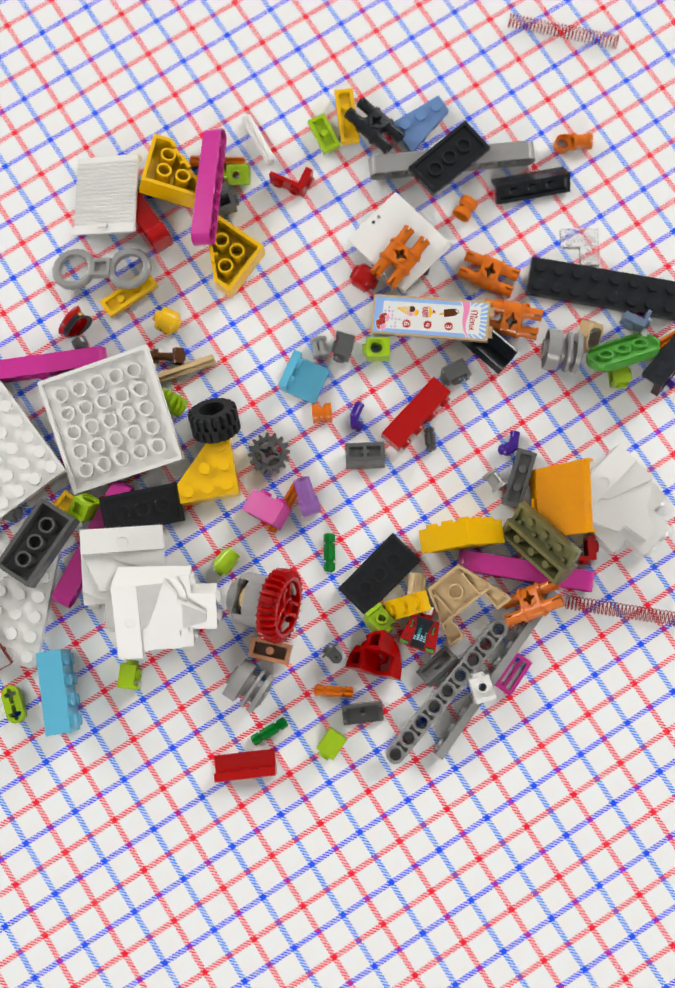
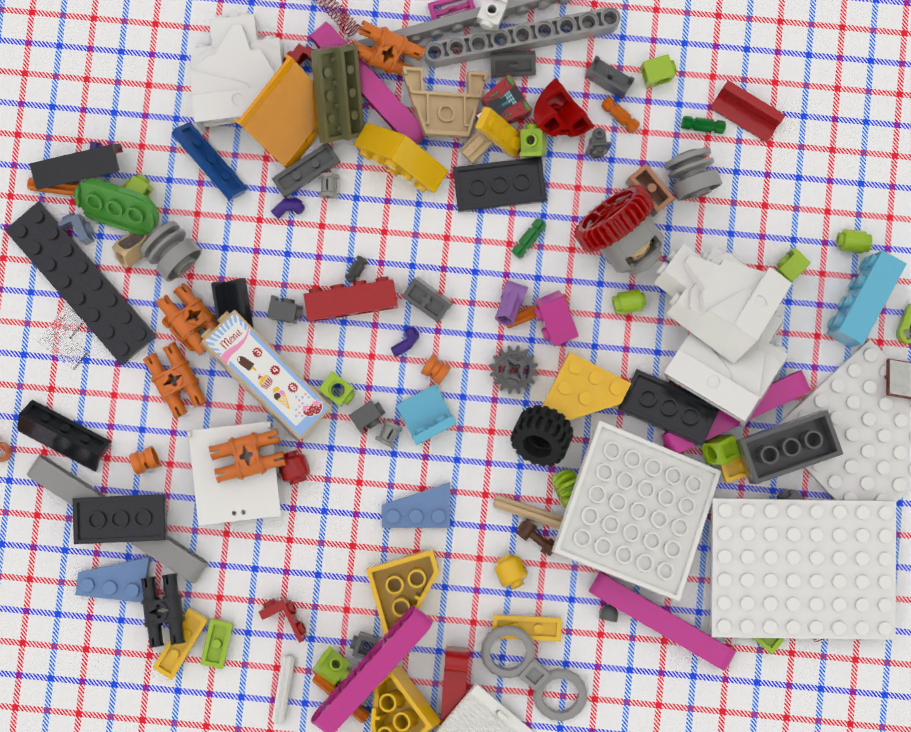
camera: 140 degrees left, 5 degrees up
(74, 323) = (600, 637): piece -> none
(97, 730) = (854, 241): none -> lime brick
(259, 315) = (419, 510): none -> medium blue wing
(588, 432) = (209, 161): none -> blue plate

